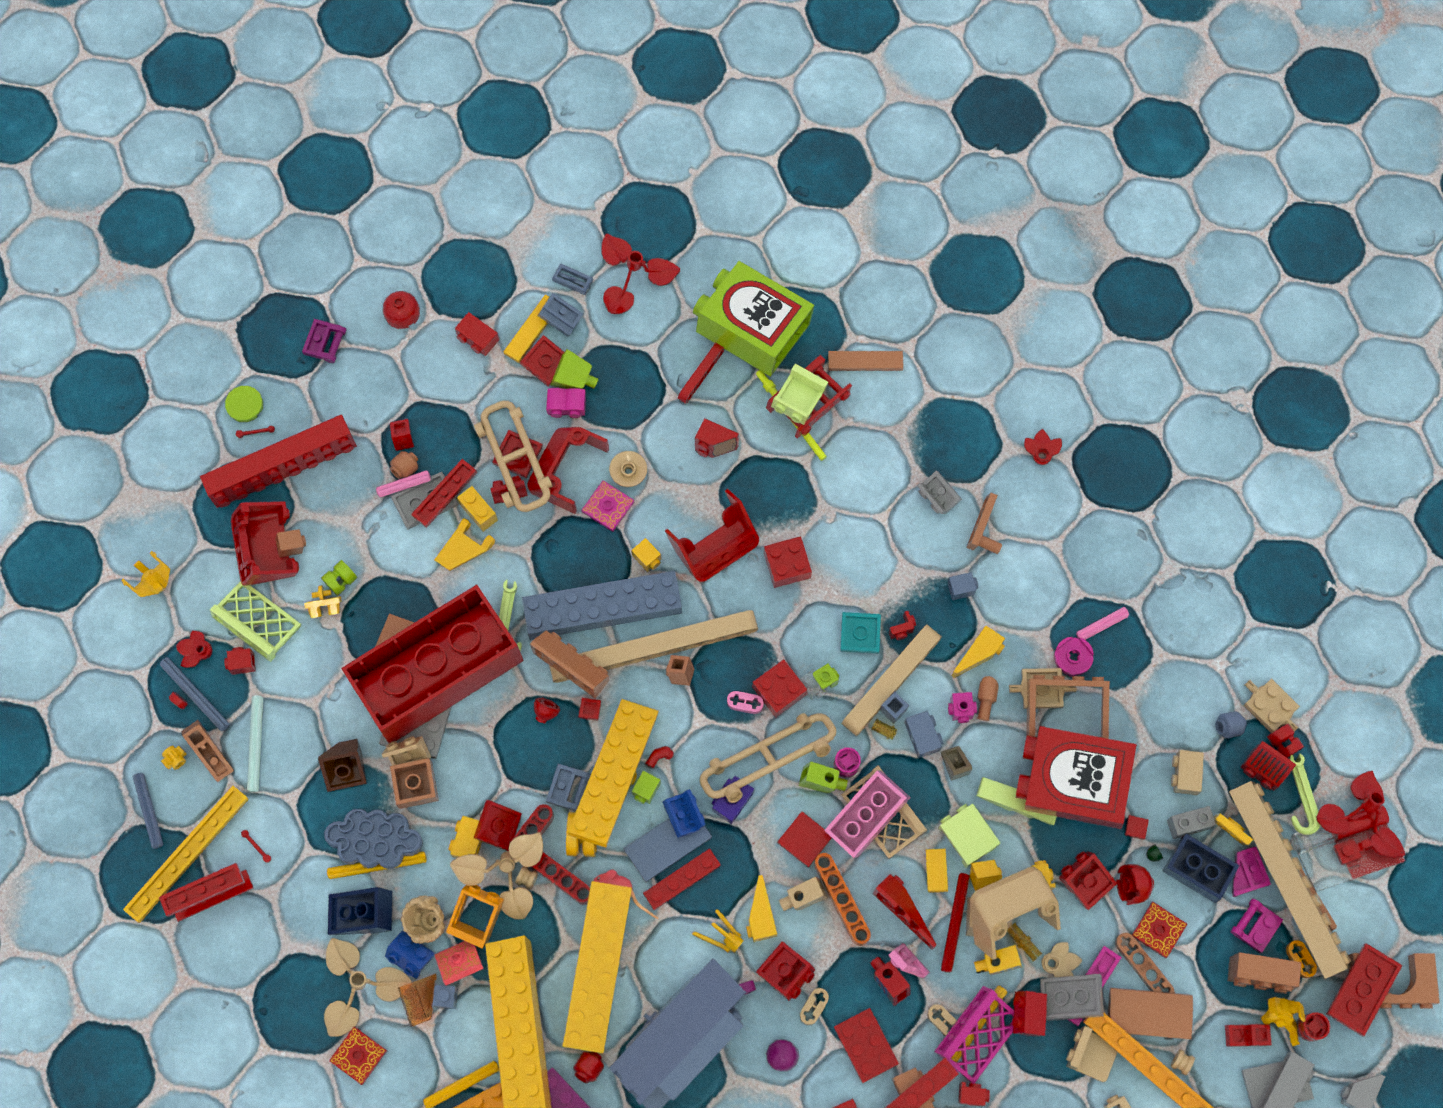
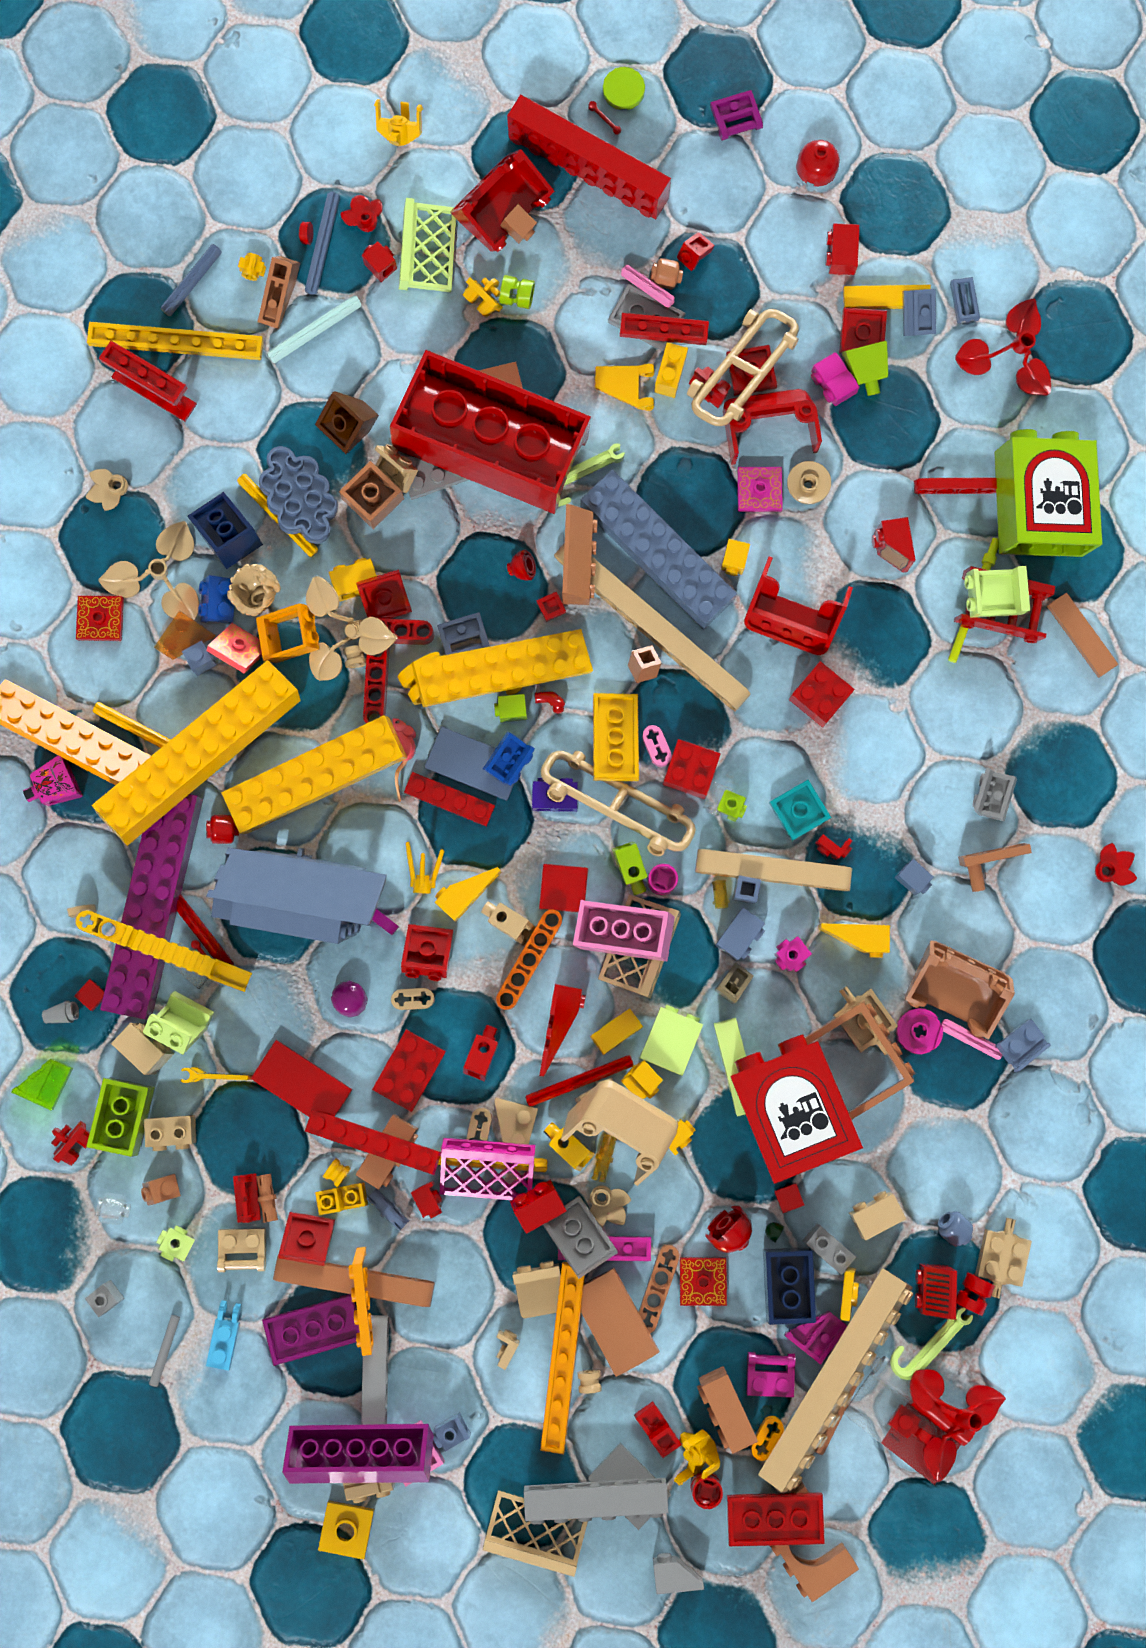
camera: 55 degrees right, 10 degrees up
(260, 985) = (104, 490): none -> tan plate
(266, 858) = (219, 413): red hinge -> none
(719, 727) = (615, 737): none -> yellow tile
(907, 961) = (510, 1058): bright pink wing -> none
(955, 990) = (515, 1121): none -> tan wing
(987, 696) = (820, 971): nougat arm -> none
(1062, 606) = (961, 988): none -> nougat windscreen
(1087, 879) = (704, 1181): red plate -> none
(1129, 592) = (1023, 1045): none -> sand blue plate

